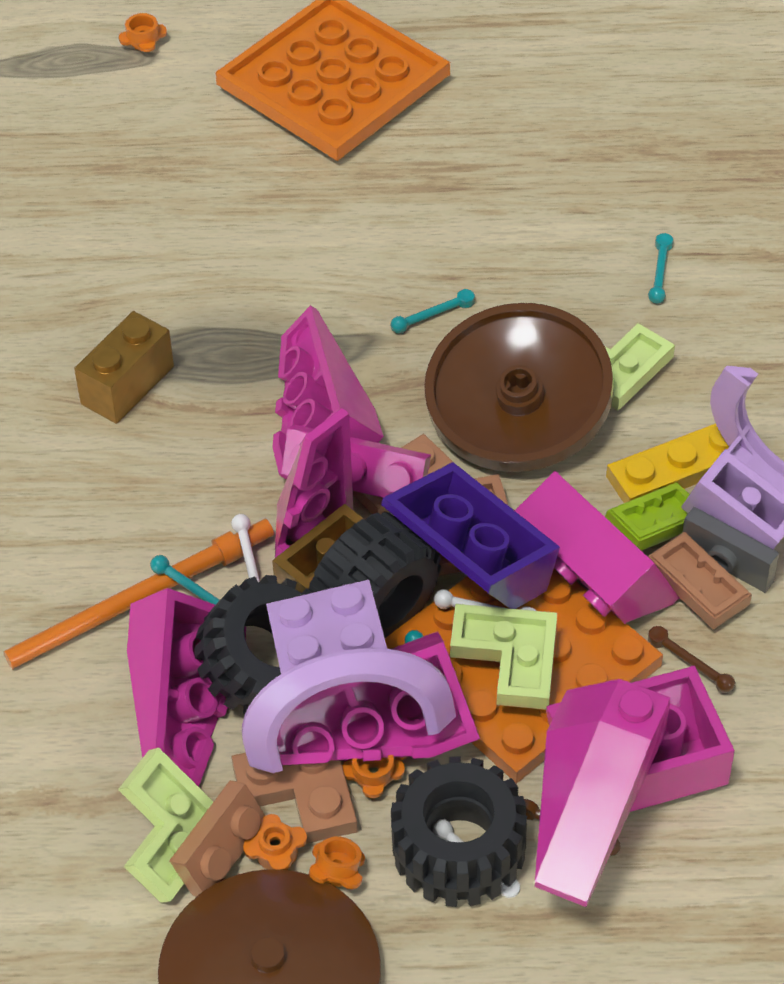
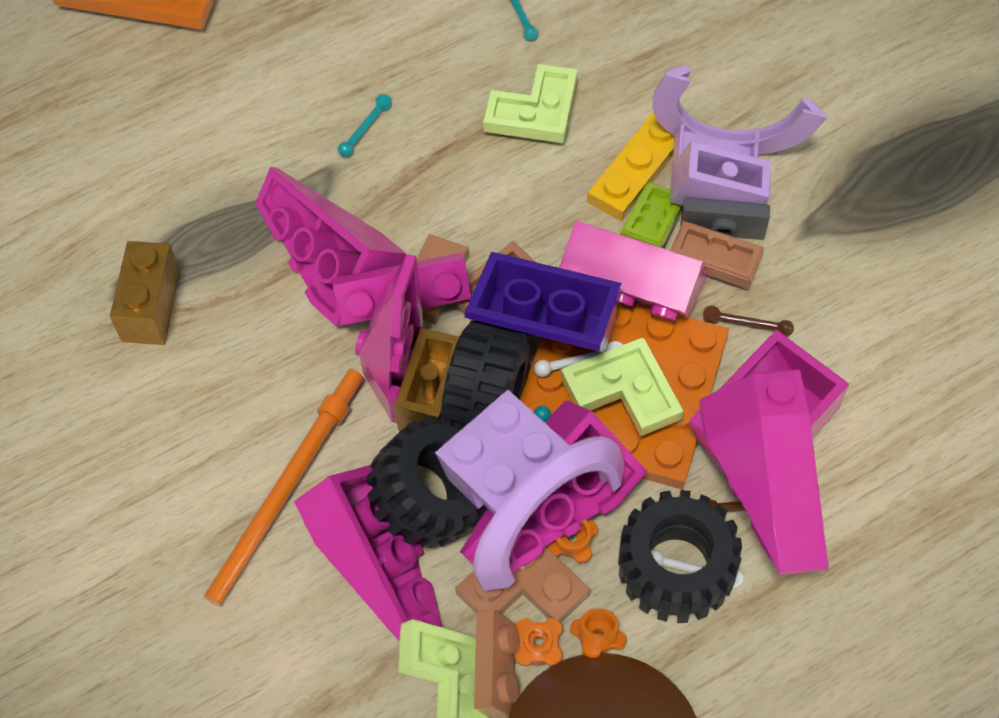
camera: 30 degrees left, 10 degrees up
(161, 565) = (292, 453): teal hinge -> none
(241, 524) = (336, 384): white hinge -> none
(519, 387) = (484, 160): reddish brown dish -> none

